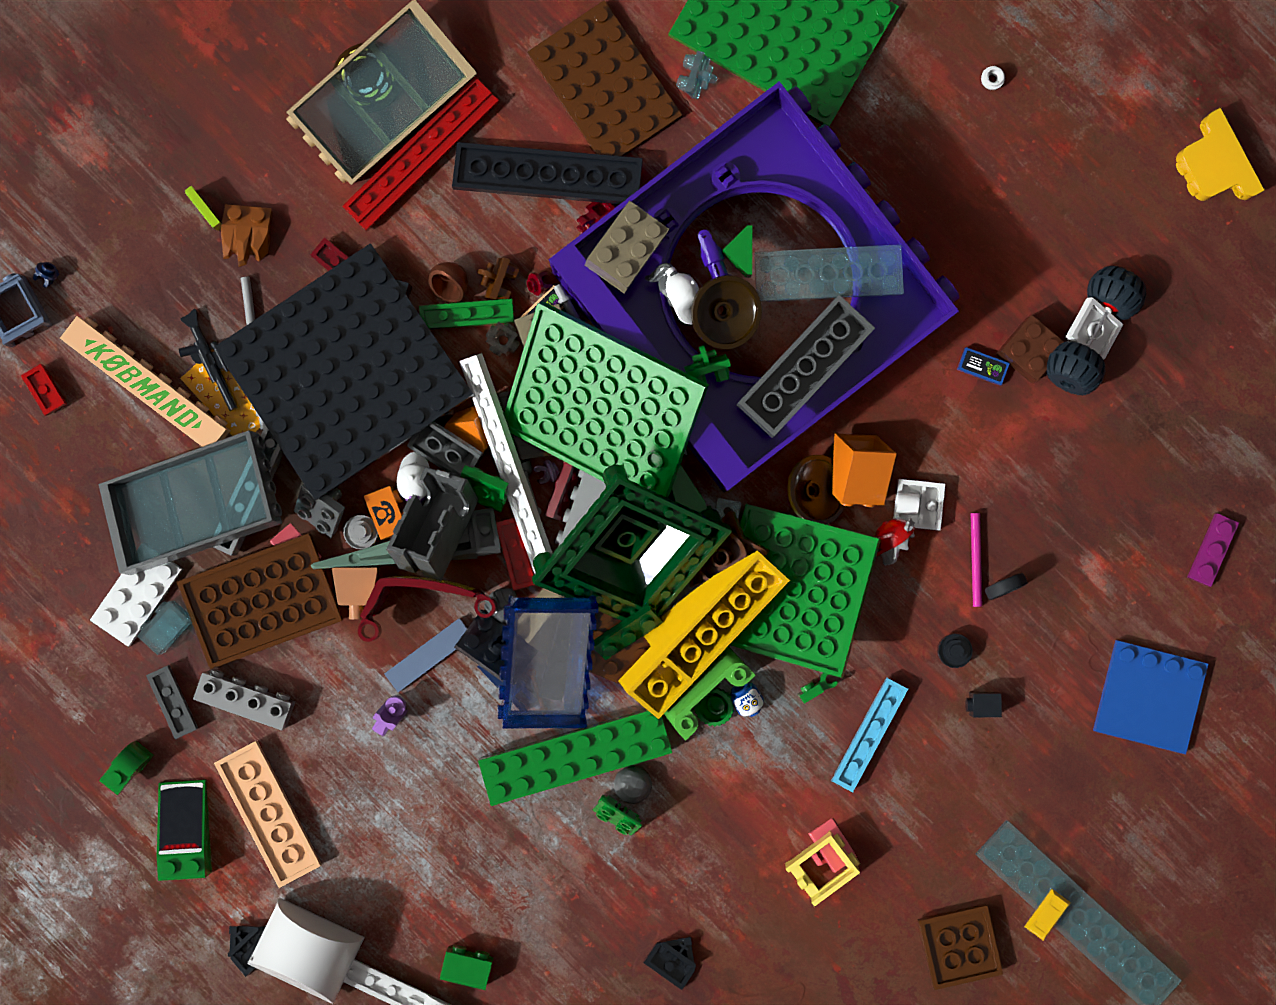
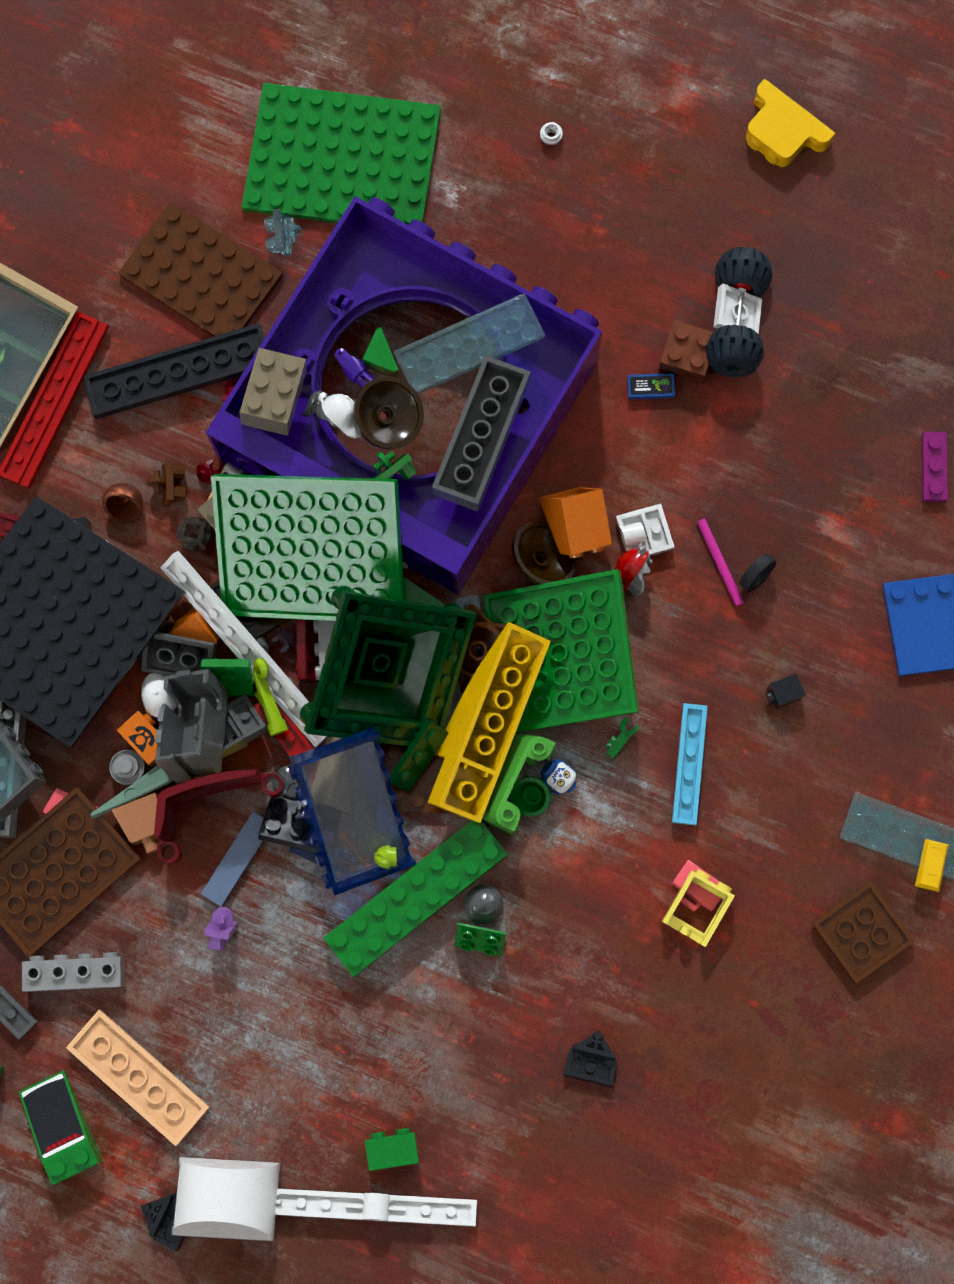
camera: 20 degrees left, 10 degrees down
(323, 513) = (81, 762): dark grey plate -> none
(467, 314) = (152, 525): green plate -> none
(509, 516) = (276, 724): none -> lime plant
(562, 711) = (386, 857): none -> lime plate
(954, 650) = (736, 653): black plate -> none

